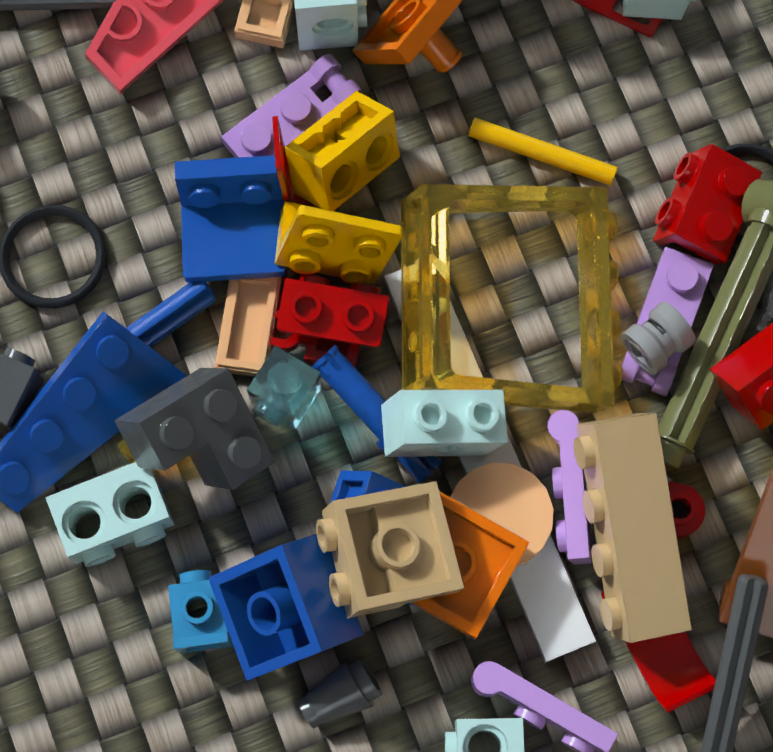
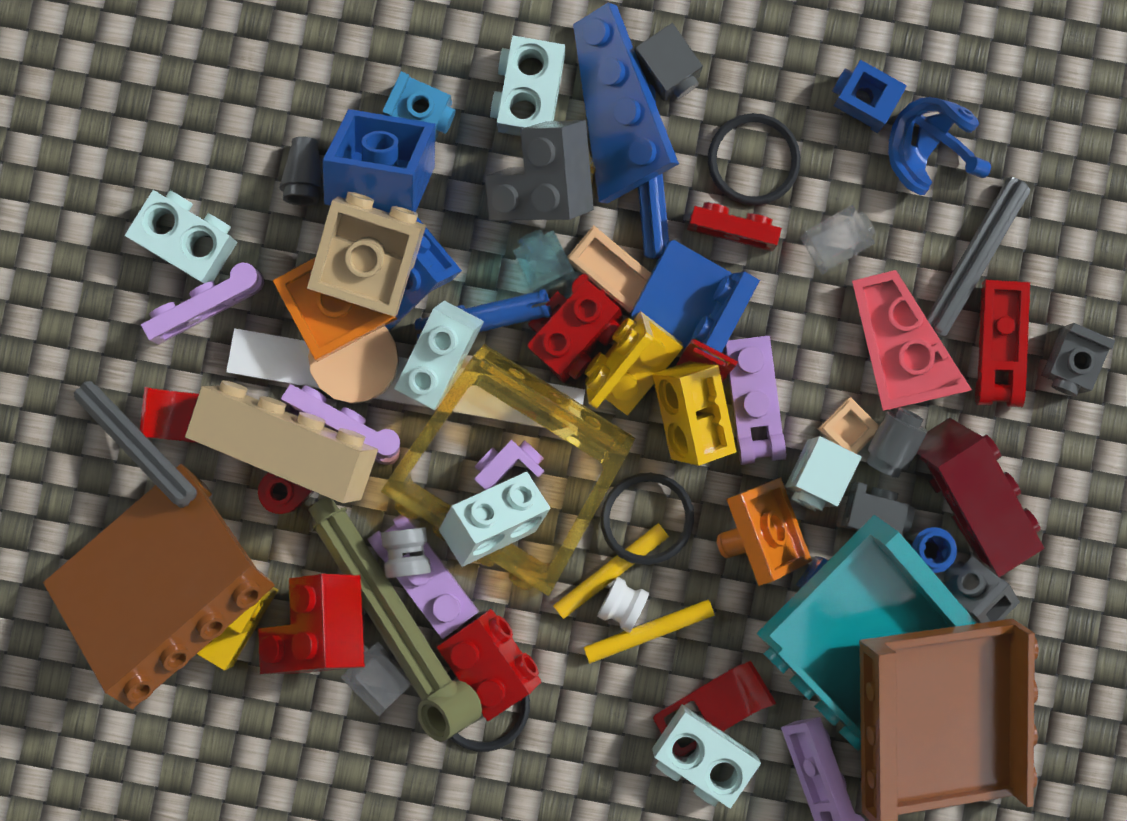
camera: 120 degrees right, 10 degrees up
(86, 125) = (839, 239): none -> clear brick
(126, 210) = (717, 222): none -> red plate
(471, 96) = (650, 559): none -> black tyre
(511, 311) = (496, 464): none -> lavender bracket
(568, 116) = (623, 604): none -> white wheel
(569, 274) = (494, 518): none -> light aqua brick
(575, 84) = (649, 631): none -> yellow bar

